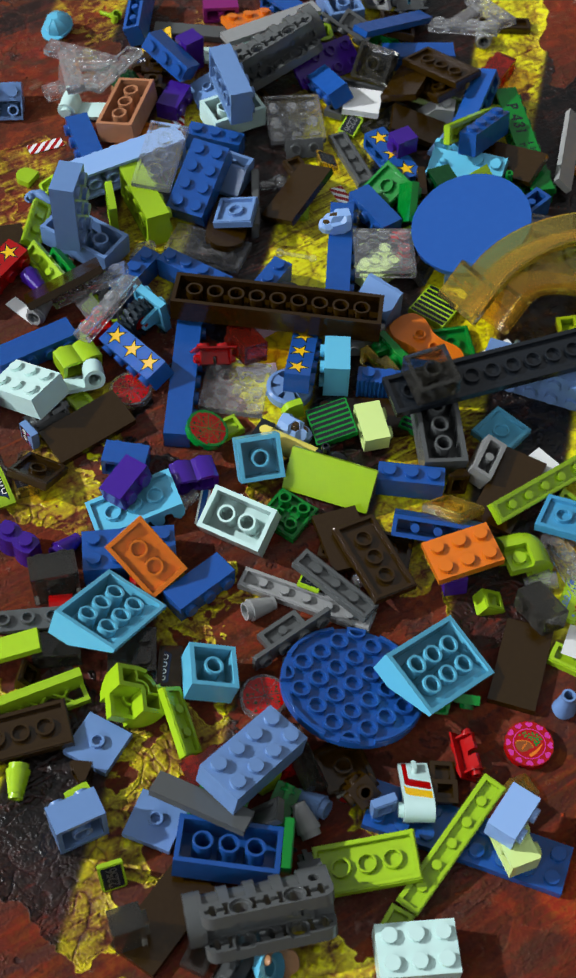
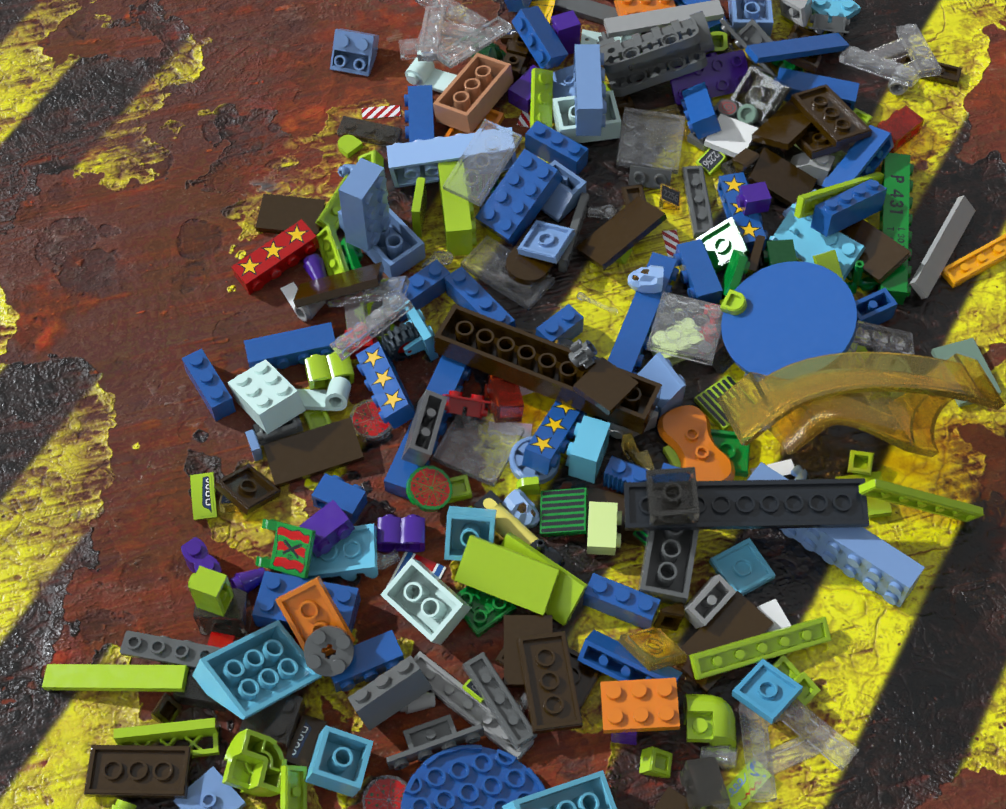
camera: 20 degrees right, 5 degrees up
(40, 162) = (369, 131): none -> clear smoke plate
(43, 550) = (211, 590): none -> lime brick
(99, 507) = (290, 550): none -> flag
(177, 569) = (340, 642): none -> dark grey plate
(187, 101) = (541, 96): none -> lime plate
(187, 378) = (424, 428): none -> flat silver brick
(235, 601) = (389, 692): none -> dark grey slope
(304, 480) = (507, 574): none -> lime tile
(308, 283) = (582, 353): none -> dark grey gear
(337, 305) = (605, 386): none -> dark brown tile
(352, 80) = (727, 108): none -> dark grey tile
(370, 81) = (748, 114): none -> sand green tile
(381, 116) = (744, 160): none -> dark brown slope
(389, 347) = (653, 437): green hinge -> none
(419, 222) = (734, 303): none -> lime tile

